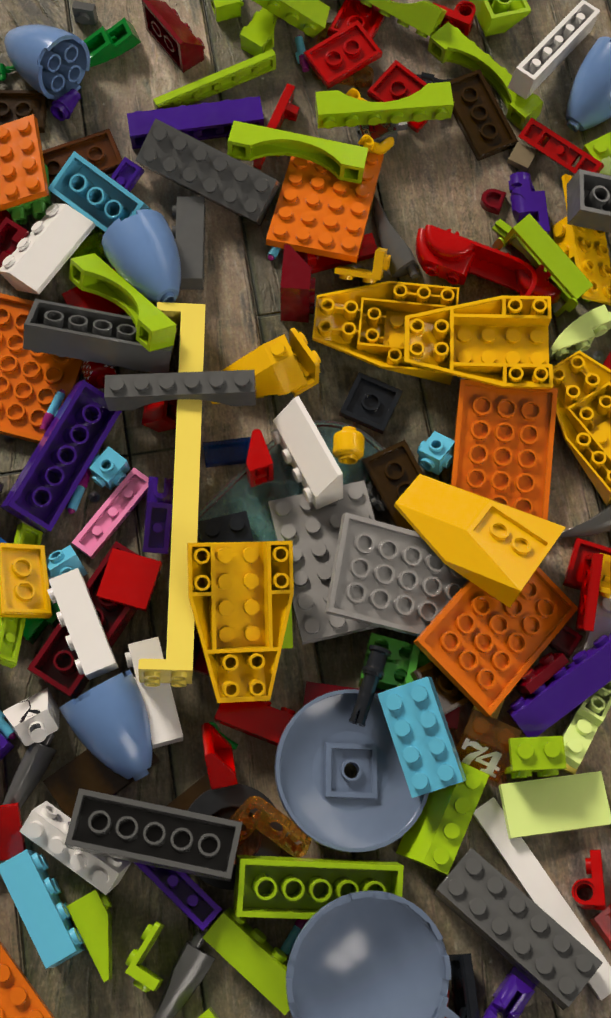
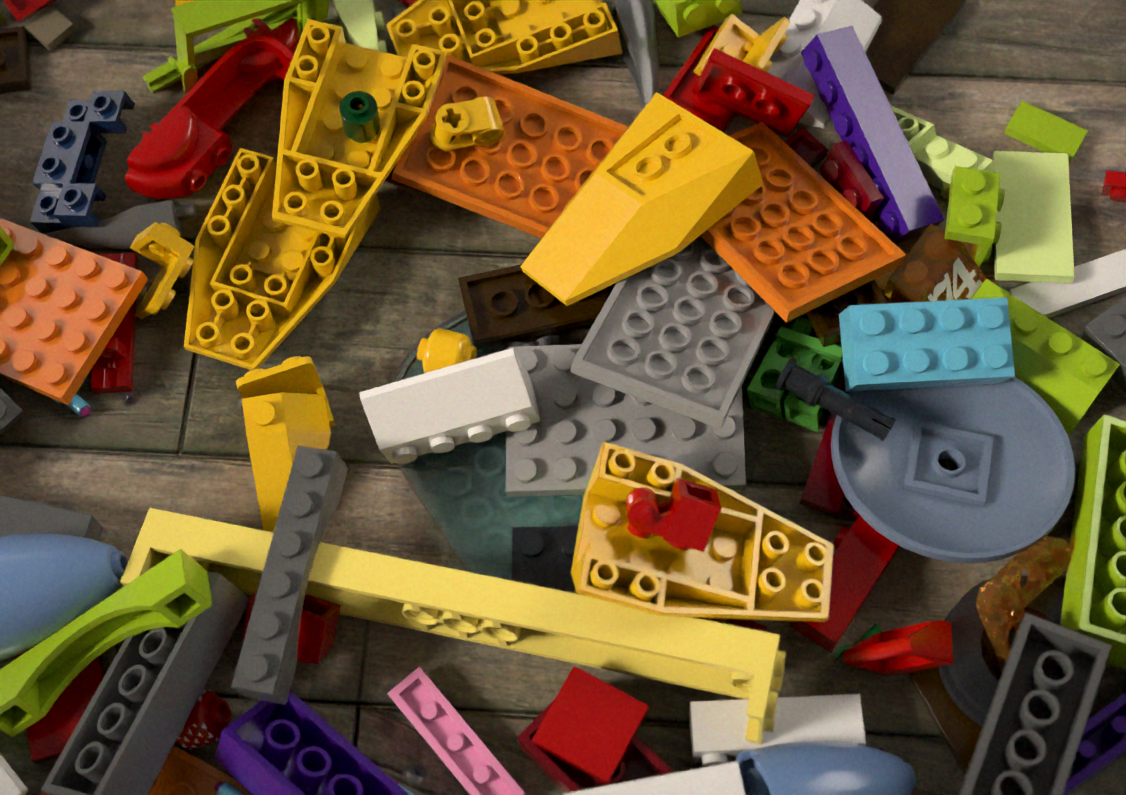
camera: 70 degrees left, 5 degrees down
(109, 468) = (375, 720): medium azure brick -> none
(158, 516) = (483, 666): dark purple plate -> none
(226, 452) = (401, 531): clear blue tile -> none
(252, 596) = (681, 521): none -> red brick
(259, 462) = (437, 483): red tile -> none
(296, 287) = (160, 369): dark red slope -> none
(370, 403) = (380, 317): black plate -> none
(428, 198) = (73, 160): none -> dark blue bracket
(436, 453) = (489, 242): medium azure brick -> none
(488, 346) = (360, 116): none -> dark green brick
(492, 200) = (107, 78): dark red tile -> none
(509, 417) = (469, 123): none -> yellow piece
(527, 200) = (131, 37): dark purple plate -> none

